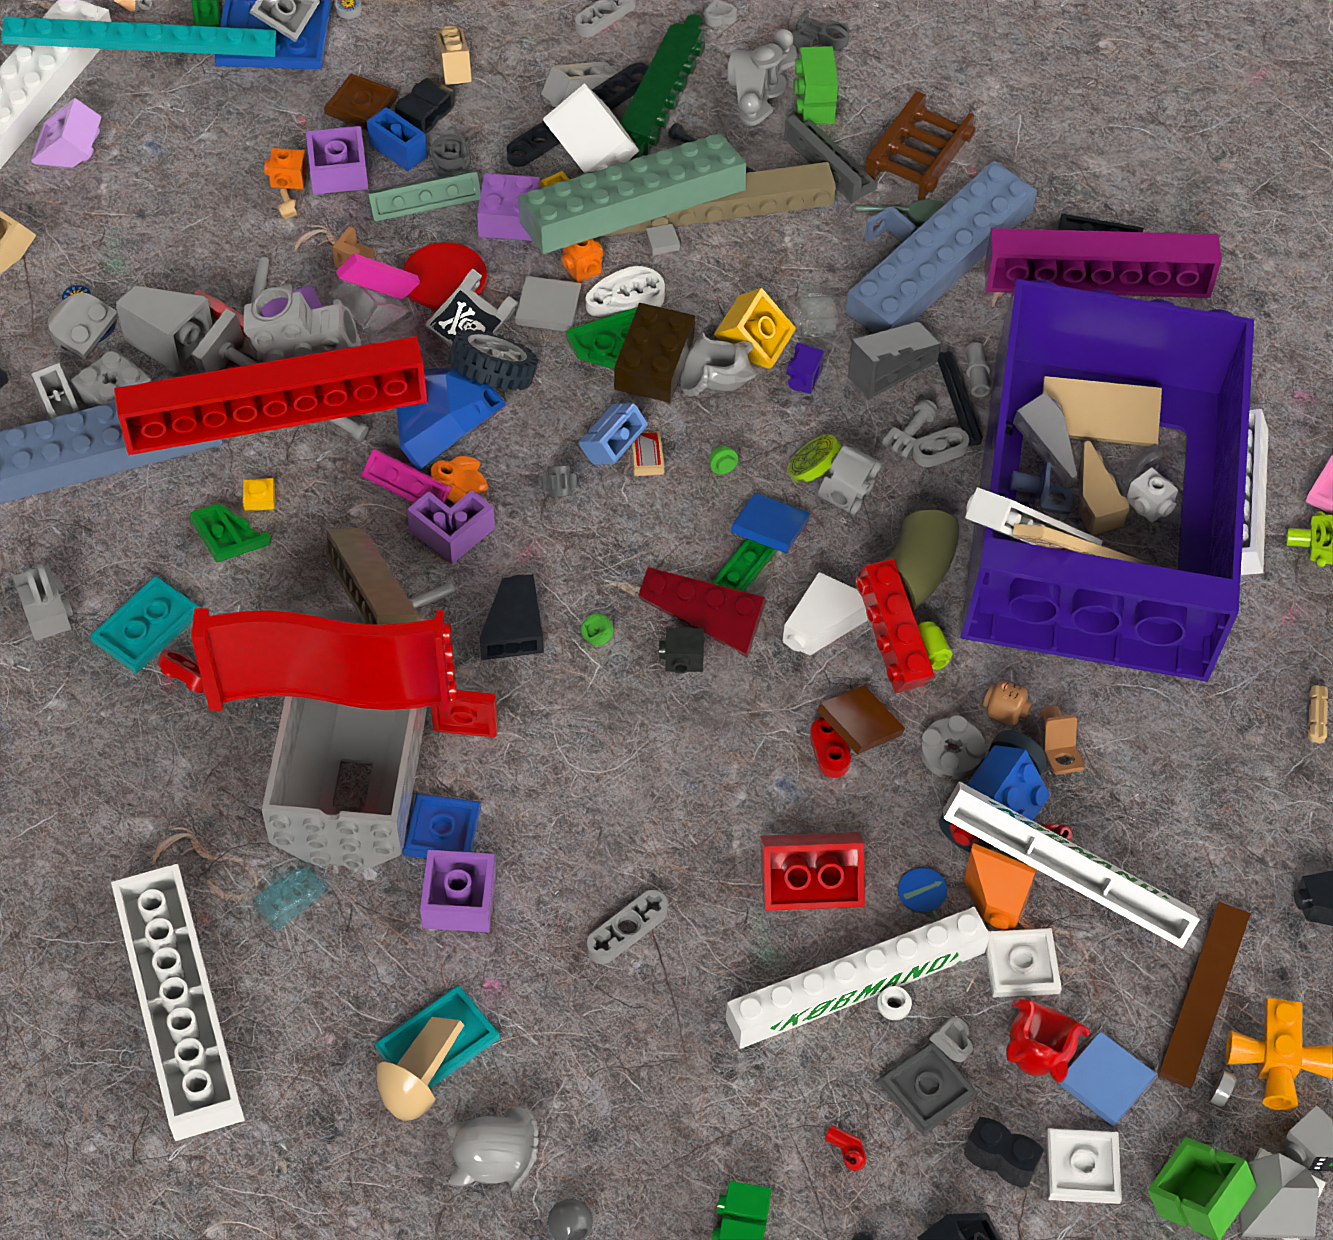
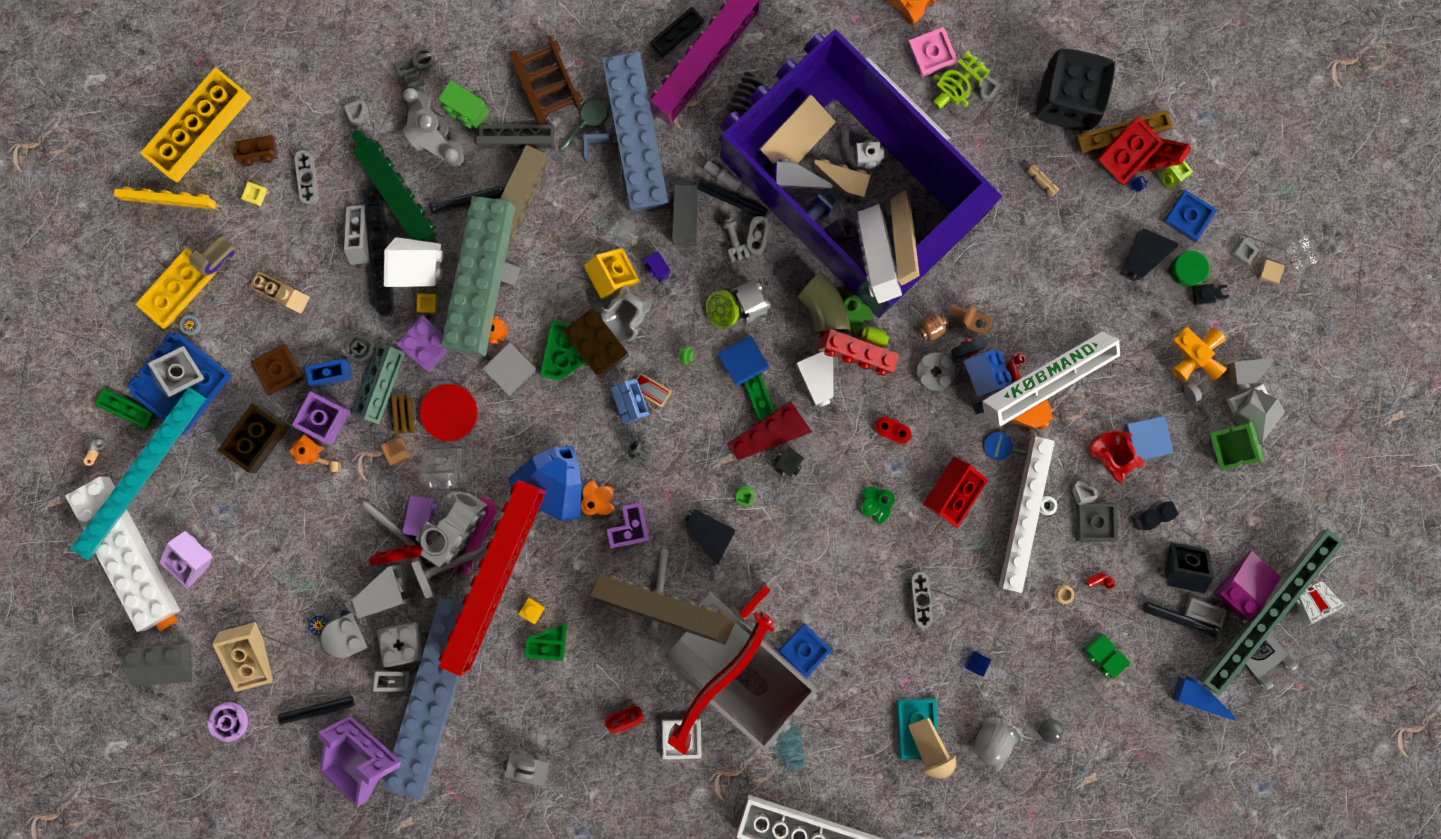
camera: 50 degrees left, 30 degrees up
(145, 624) = (576, 720): teal tile -> none
(207, 756) = (670, 752): none -> white tile
(262, 116) = (253, 438): none -> dark brown brick
(377, 276) = (436, 458): dark pink tile -> none
(402, 234) = (402, 410): none -> pearl gold tile
(402, 478) = (581, 529): dark pink tile -> none
(425, 104) = (310, 337): black brick -> none
(458, 891) = (852, 670): medium lavender brick -> none
(468, 311) = (492, 422): flag -> none
(493, 359) = (539, 433): black wheel -> none
(593, 1060) = (978, 663): none -> clear blue plate
(611, 289) = (524, 316): white piece -> none
(713, 787) = (875, 506): none -> green plate
(786, 1110) = (1064, 594): none -> tan plate
(860, 719) = (891, 406): reddish brown tile -> none
(944, 604) = (858, 314): none -> bright green plate
(1022, 963) = (1068, 429): white tile -> none
(1083, 1166) = (1180, 482): white tile -> none
(1204, 995) = (1141, 360): reddish brown tile -> none

